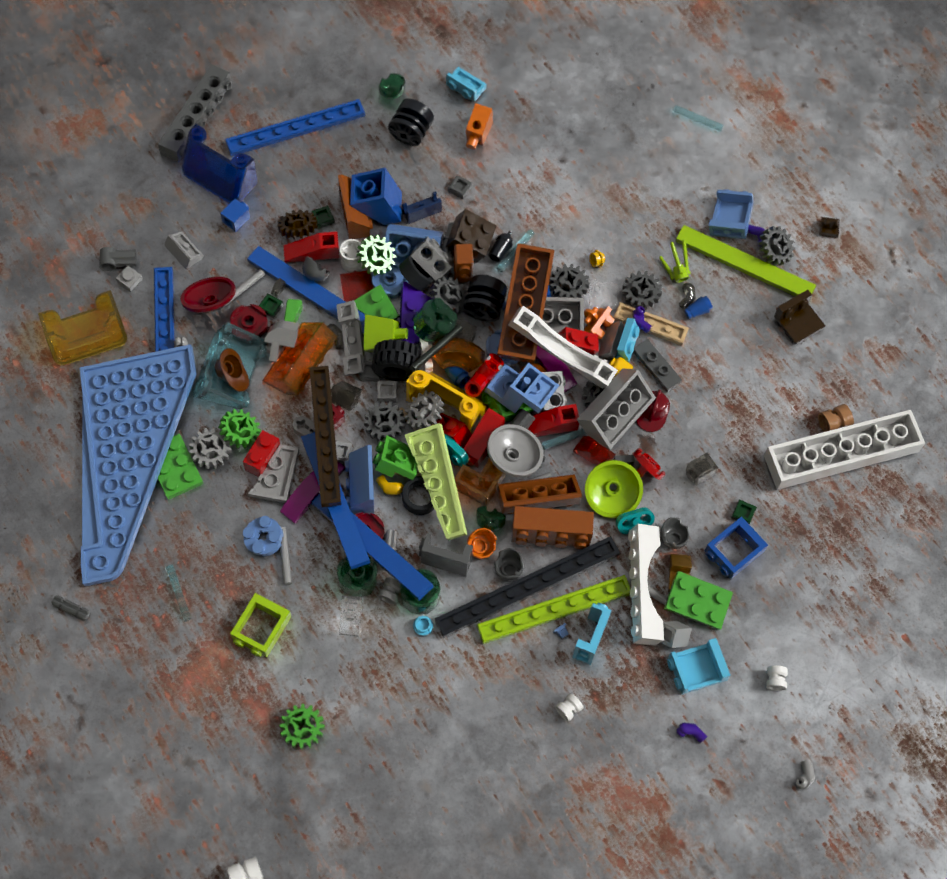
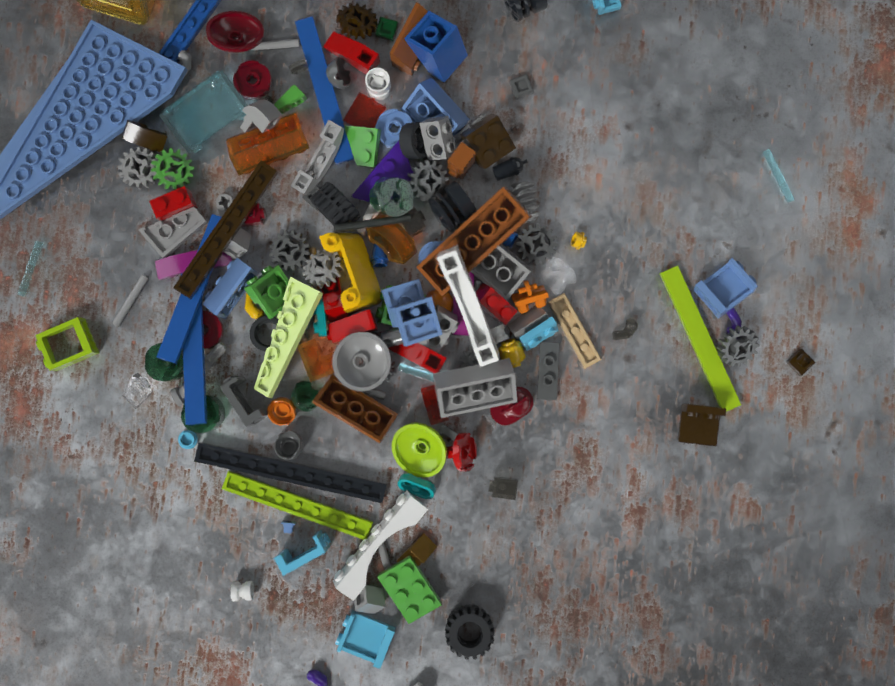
camera: 45 degrees right, 20 degrees up
(178, 470) = (101, 168): bright green plate -> none
(197, 420) = (144, 137): none -> dark brown slope
(231, 370) = (203, 115): reddish brown piece -> none
(255, 529) = (116, 266): medium blue plate -> none
(271, 305) = (282, 78): dark green tile -> none
(310, 730) = (28, 446): bright green gear -> none
(338, 343) = (314, 142): clear smoke arm -> none
(345, 395) = (275, 204): clear smoke brick -> none
(369, 250) = (385, 101): gear -> none
(379, 329) = (345, 173): lime torso -> none
(386, 390) = (313, 225): light grey plate -> none
(422, 208) = (472, 83): dark blue hinge -> none
(478, 126) = (584, 38): orange torso -> none
(483, 375) = (388, 276): red connector -> none
(507, 260) = (529, 177): clear light blue bar -> none
(552, 527) = (343, 444): dark orange brick -> none
(633, 286) = (595, 303): dark grey gear -> none
(638, 315) = (564, 322): dark purple arm -> none
(674, 533) = (437, 522): dark grey hair -> none
(680, 272) = (636, 305): lime plant -> none
(698, 307) = (624, 348): blue cone -> none
(745, 510) = (510, 546): dark green tile -> none
(749, 535) = (495, 568): blue window -> none
(778, 581) = (474, 647): none -> black tyre
(837, 418) = (648, 532): medium nougat wheel -> none
(844, 449) = (634, 564): white brick -> none

